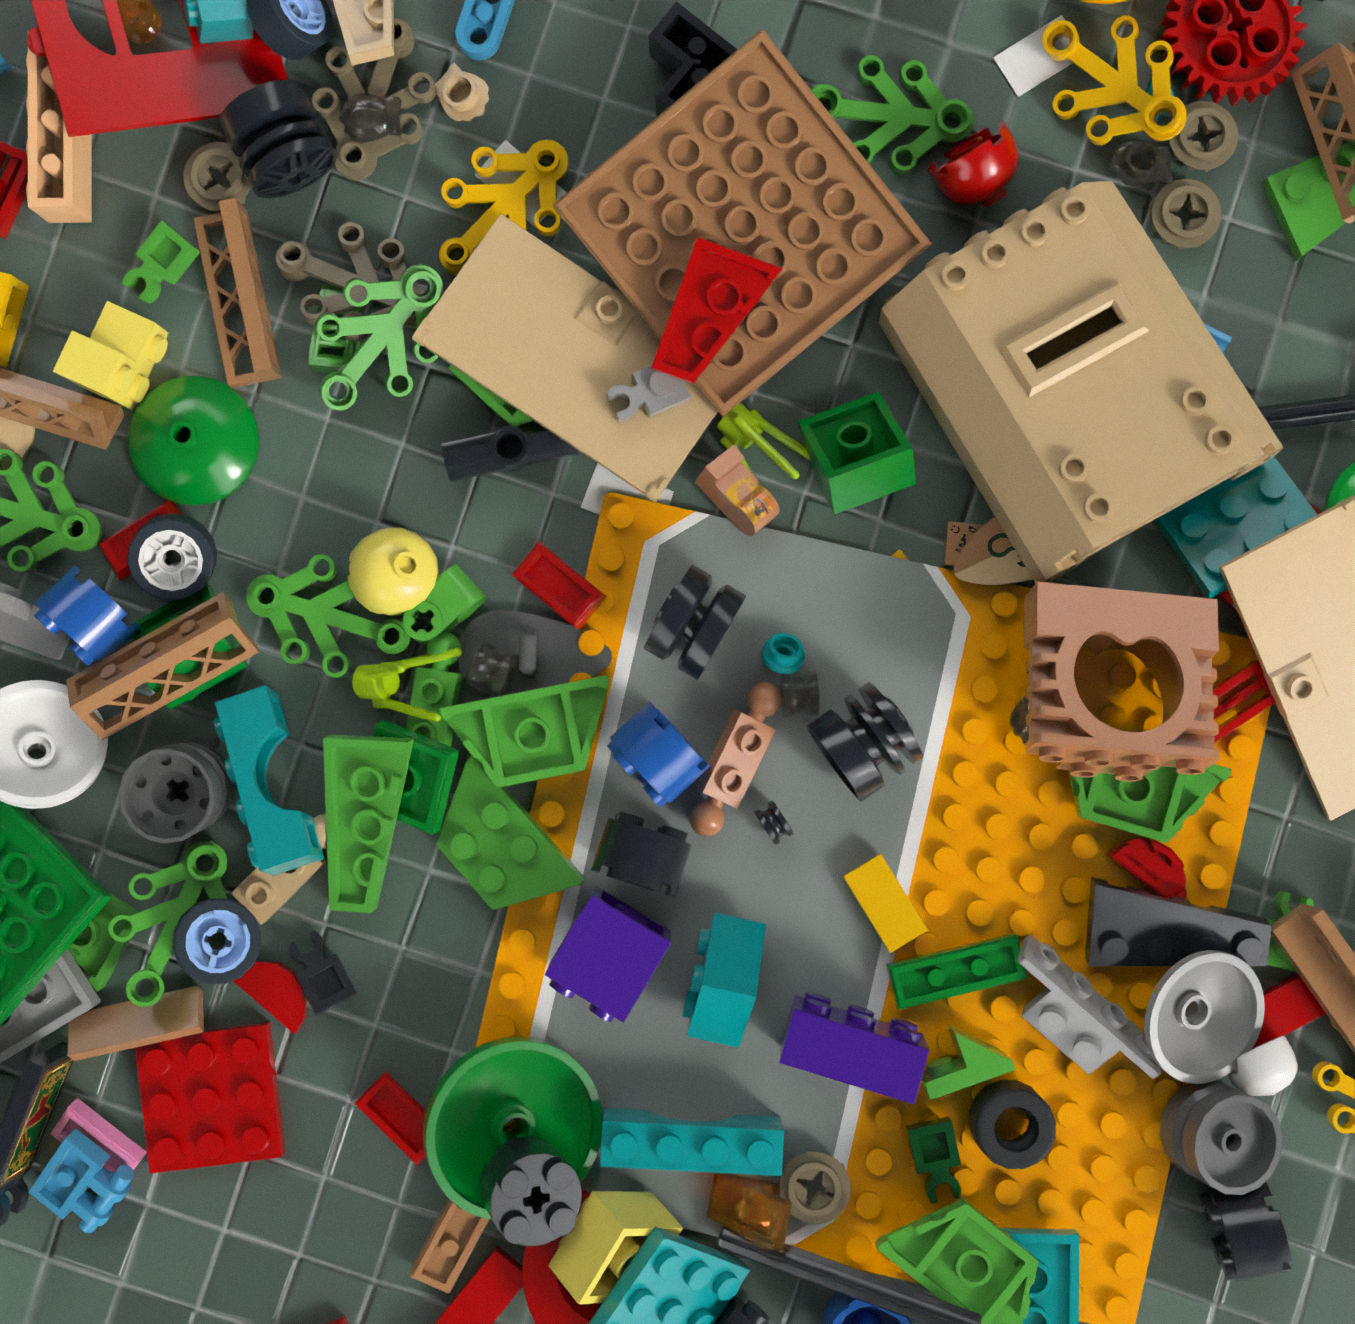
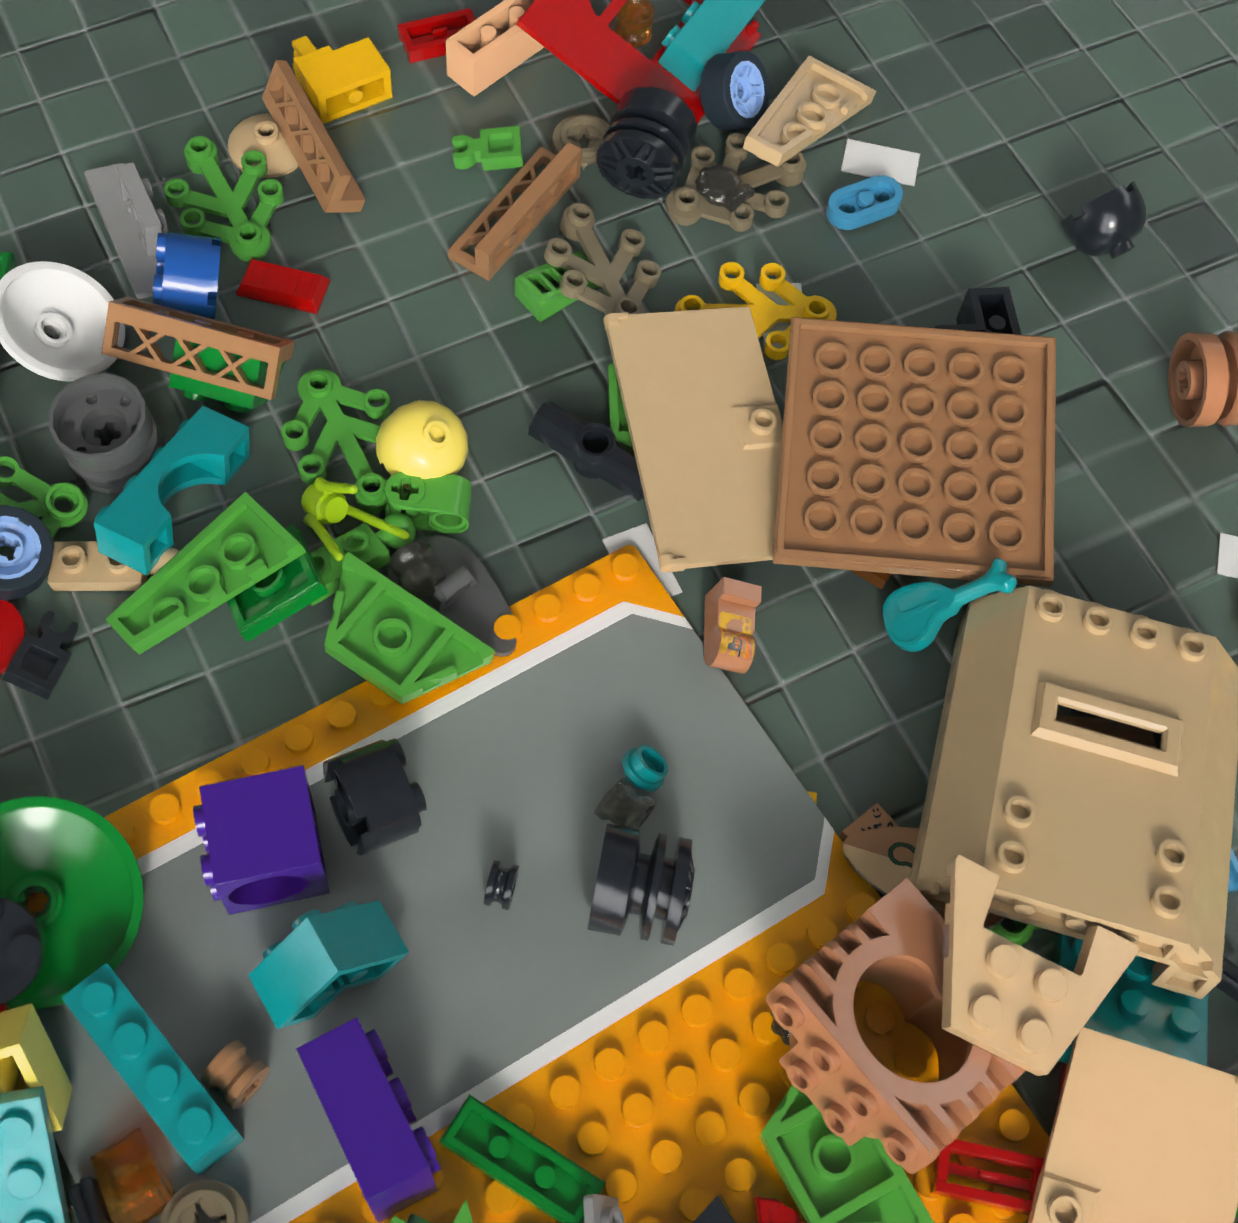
camera: 35 degrees right, 25 degrees down
(115, 357) = (394, 168): light yellow brick -> none
(176, 579) = (273, 286): wheel -> none
(220, 445) = (389, 276): green dish -> none
(385, 330) = (591, 298): bright green plant -> none
(462, 94) = (799, 231): tan animal -> none
(500, 844) = (278, 697): bright green wing -> none
(559, 585) = (528, 568): red tile -> none
(652, 390) = (741, 496): light grey plate -> none
(658, 753) = (468, 734): blue brick -> none
(691, 620) = (600, 668): black wheel -> none
(709, 307) = (837, 469): red wing -> none
(735, 759) = (522, 808): nougat plate -> none
(741, 1094) = (235, 1074): none -> medium nougat wheel
(744, 429) = (780, 596): lime plant -> none
(851, 349) = (919, 609): none -> teal piece
(858, 452) = (852, 686): green slope -> none
(885, 903) = (522, 1043): yellow tile -> none
(899, 113) = (1110, 503): bright green plant -> none
(978, 167) = (1140, 577): red cylinder -> none
(1178, 601) = (1009, 995): none -> tan wing

